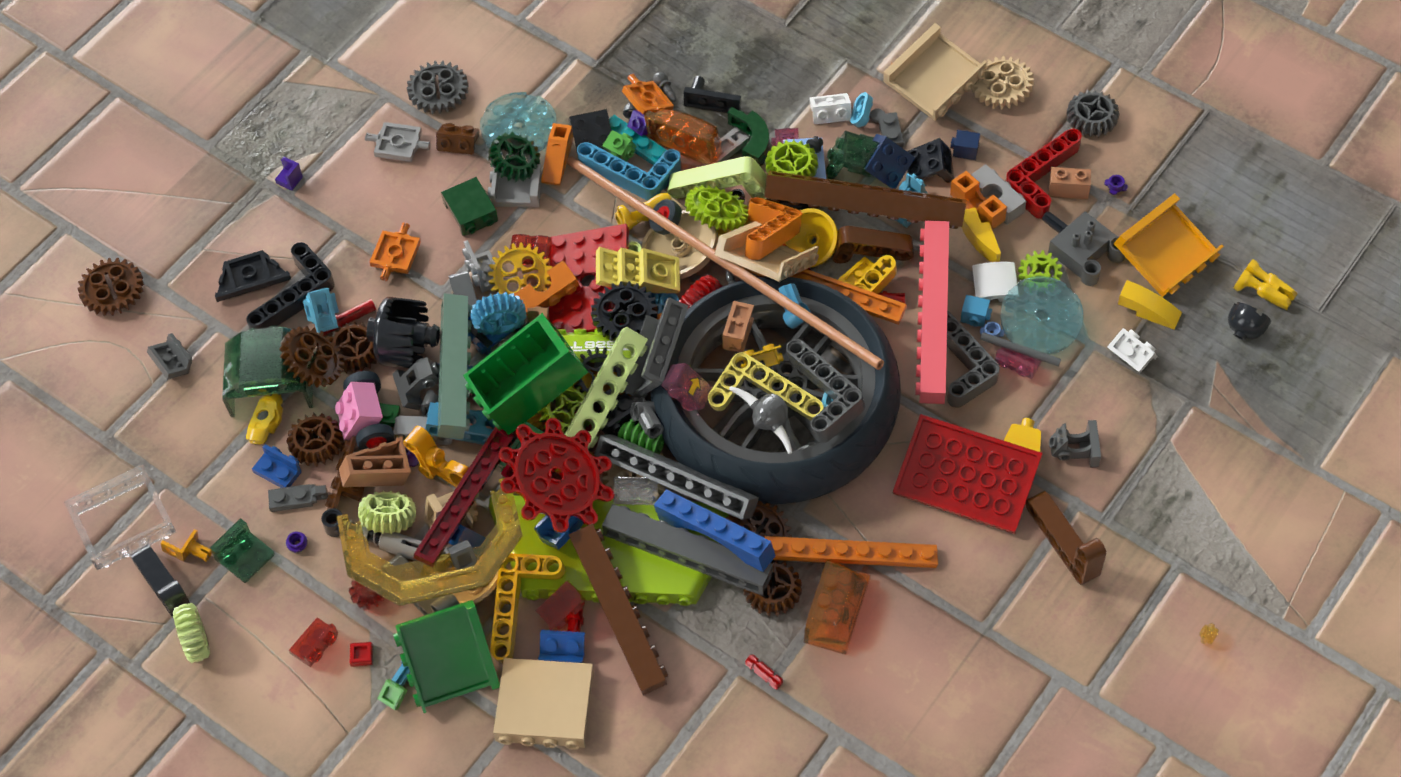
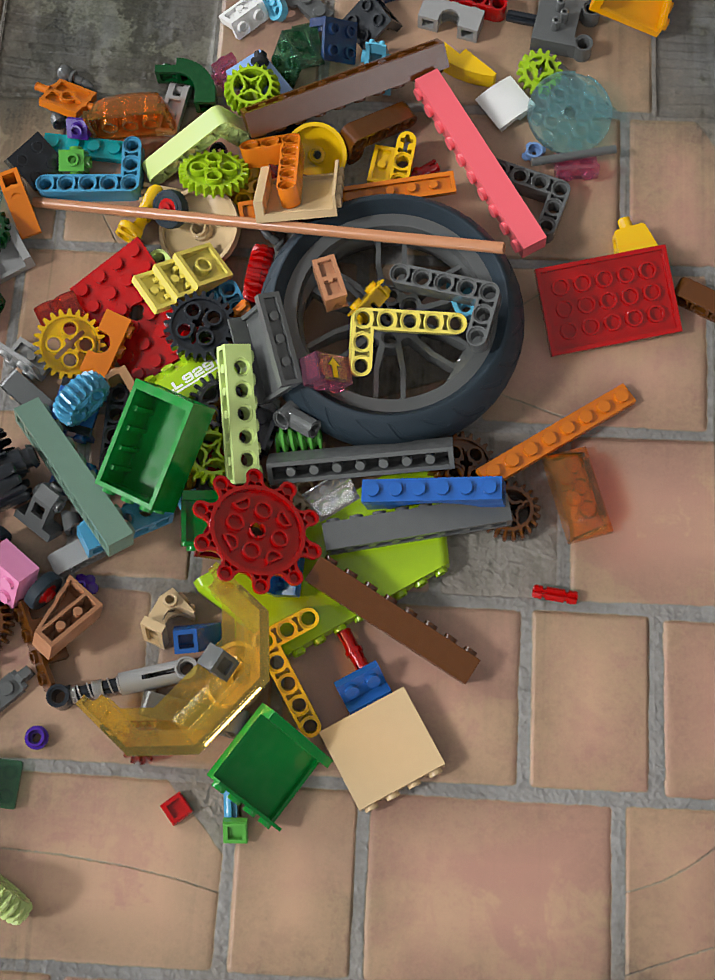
camera: 30 degrees left, 15 degrees up
(314, 641) = (125, 826): clear red bracket -> none
(387, 512) = (112, 652): yellowish green gear -> none
(389, 414) = (37, 554): green plate -> none
(432, 458) = (116, 579): light orange piece -> none
(462, 498) = (175, 603): dark red plate -> none
(560, 605) = (337, 649): clear red bracket -> none
(709, 100) = (126, 68): black piece -> none
(768, 413) = (418, 353): dark grey helmet -> none
(792, 293) = (358, 221): dark azure piece -> none
(975, 311) = (508, 141): dark azure brick -> none
(989, 209) = (424, 28): orange arch -> none
(1088, 444) = (687, 211): dark grey tile -> none
(1132, 350) = (666, 101): white bracket -> none
(1149, 305) = (651, 51): yellow slope -> none

